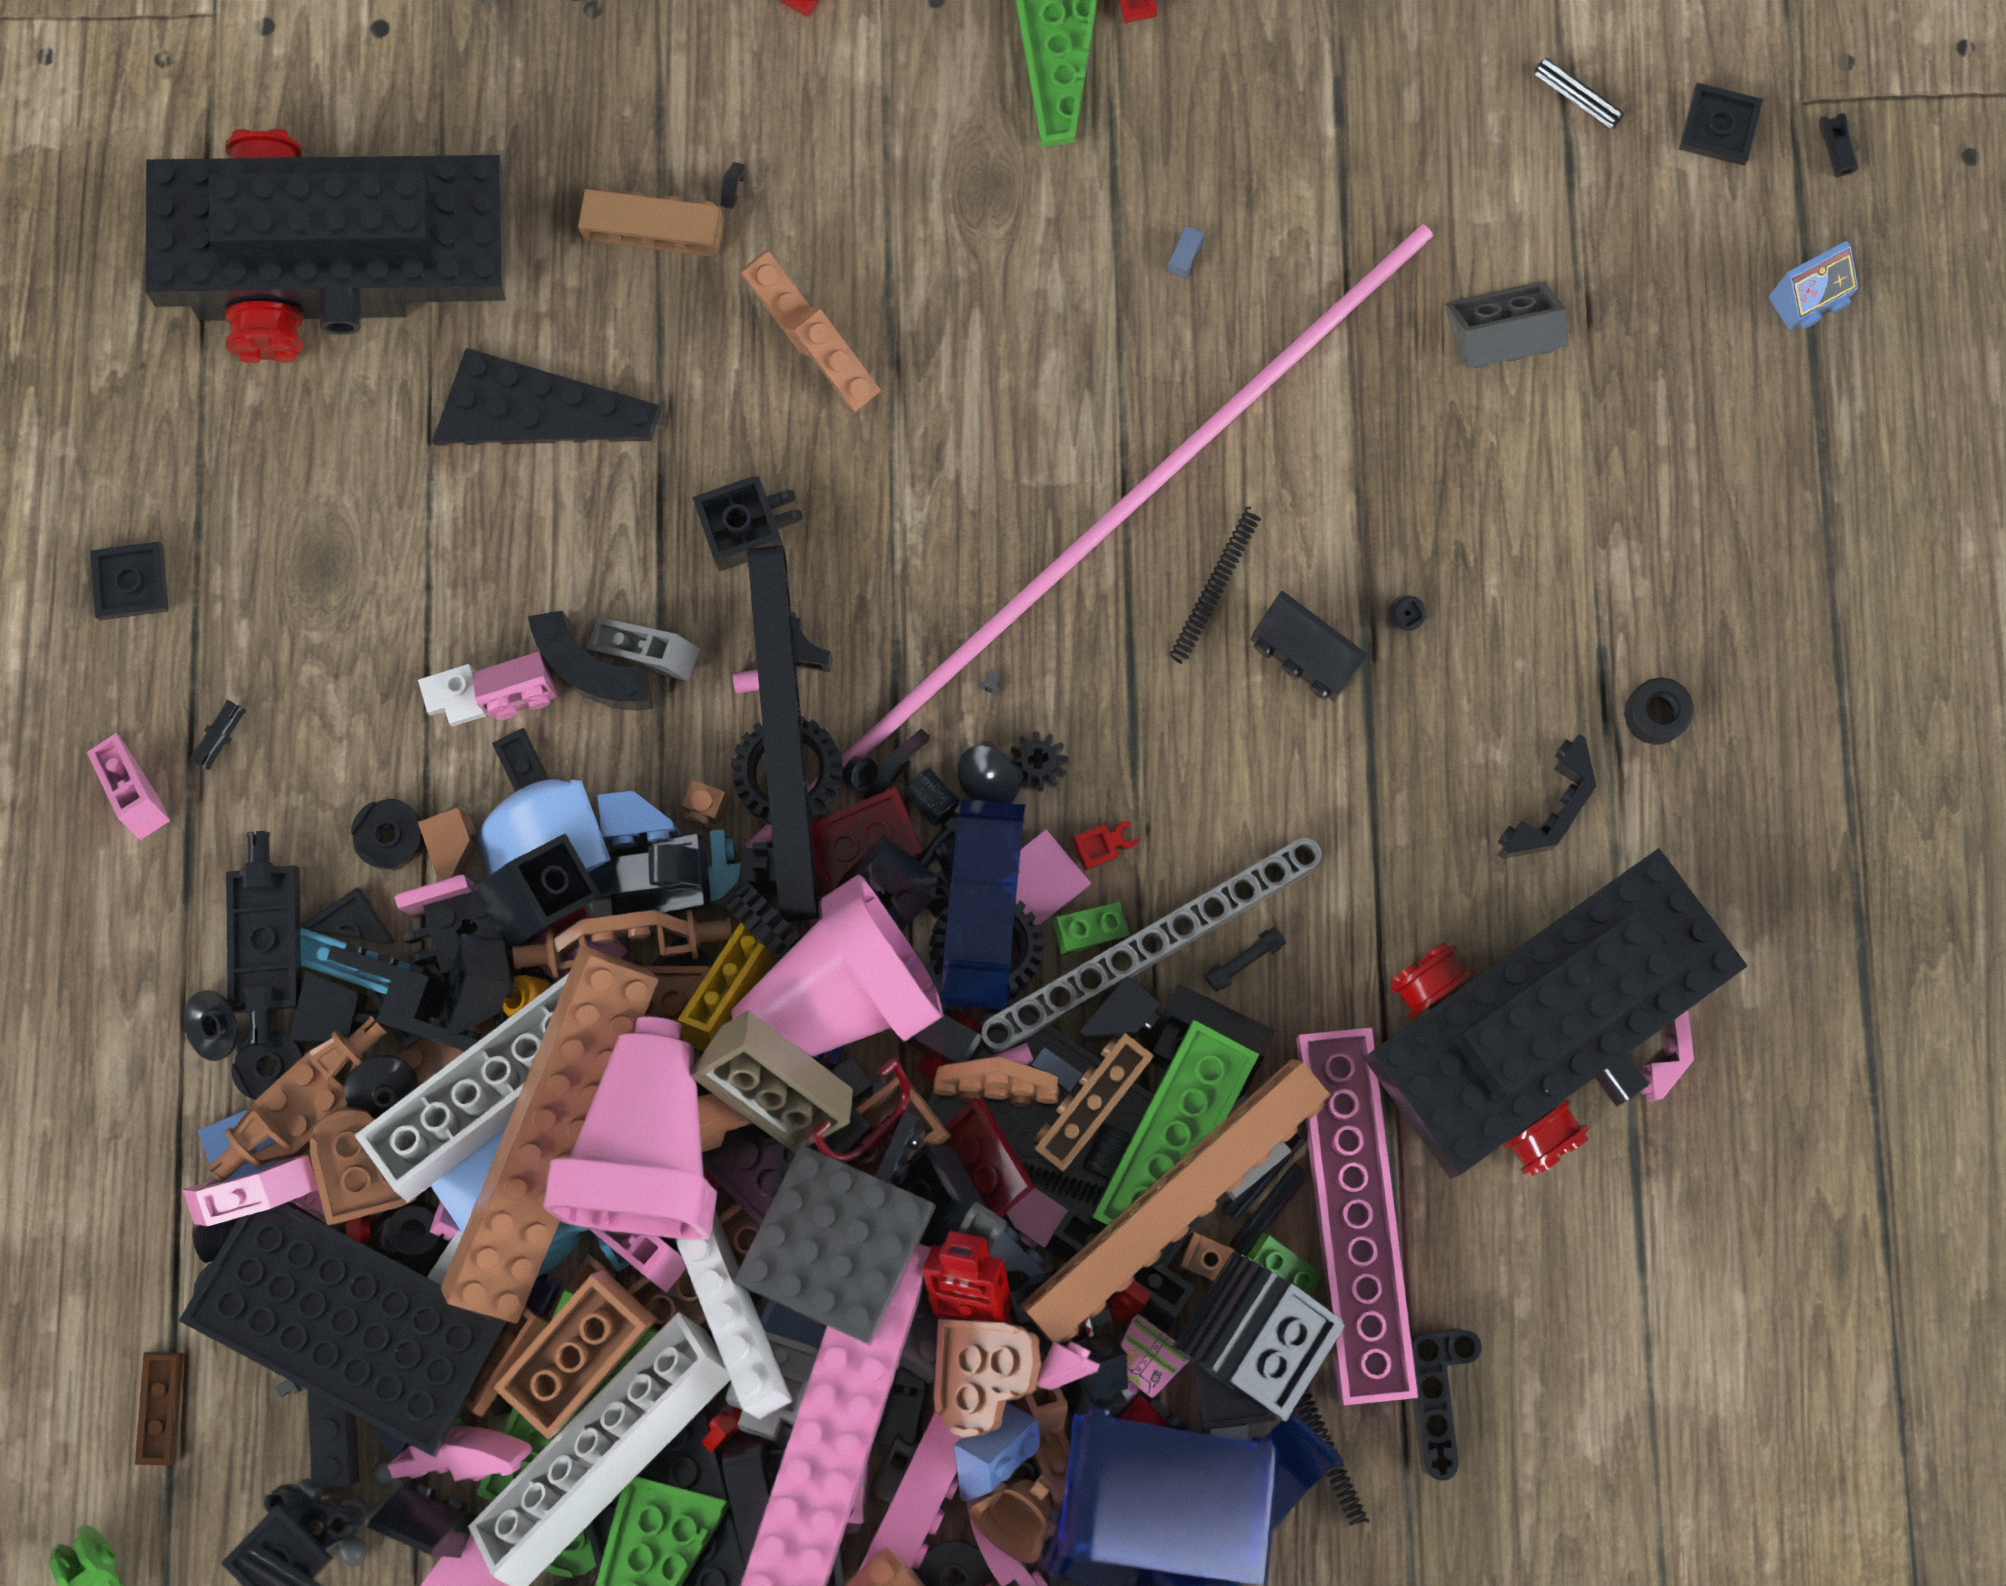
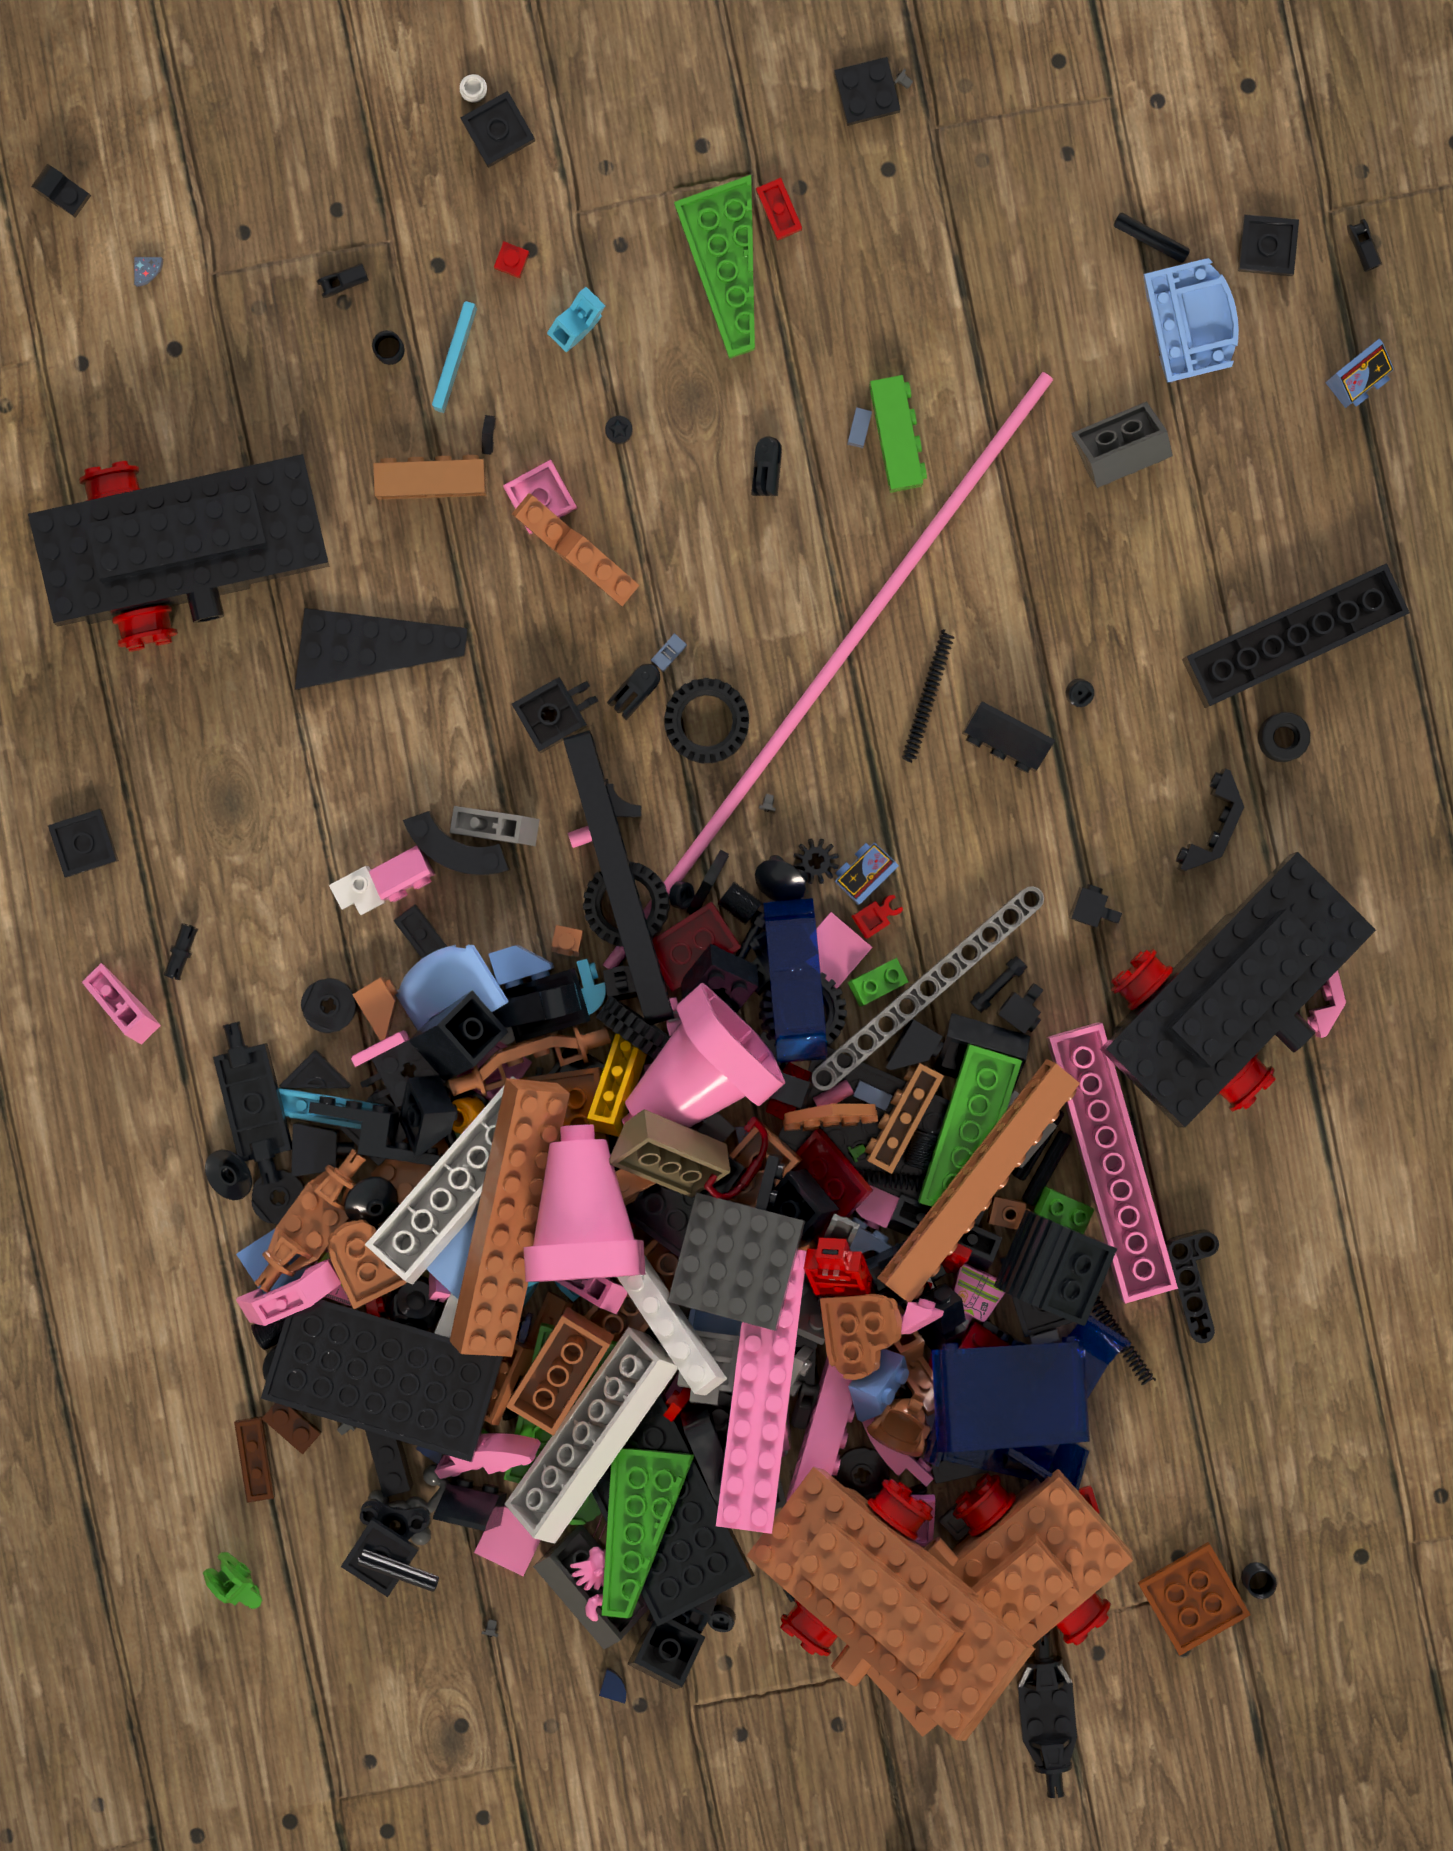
camera: 15 degrees left, 10 degrees up
(217, 1372) = (292, 1426): none -> reddish brown plate
(629, 49) = (381, 336): none -> black piece
(710, 88) = (454, 356): none -> medium azure tile
(794, 257) = (546, 486): none -> bright pink tile
(851, 513) = (635, 690): none -> black arm
(868, 71) = (577, 320): none -> medium azure brick
(892, 206) = (618, 430): none -> black tile
(895, 1412) = (800, 1367): none -> light grey plate
(902, 477) = (668, 652): none -> sand blue piece
(933, 526) = (699, 688): none -> black tyre
(1023, 1140) = (856, 1151): none -> bright green piece
(1063, 278) = (766, 467): none -> black arm
(1099, 786) = (865, 872): none -> slope
(1229, 265) = (896, 433): none -> bright green brick
(1267, 997) = (1019, 1010): none -> black brick
(1379, 881) = (1090, 907): none -> black brick
(1615, 190) = (1192, 319): none -> light blue slope
(1691, 586) = (1295, 635): none -> black brick

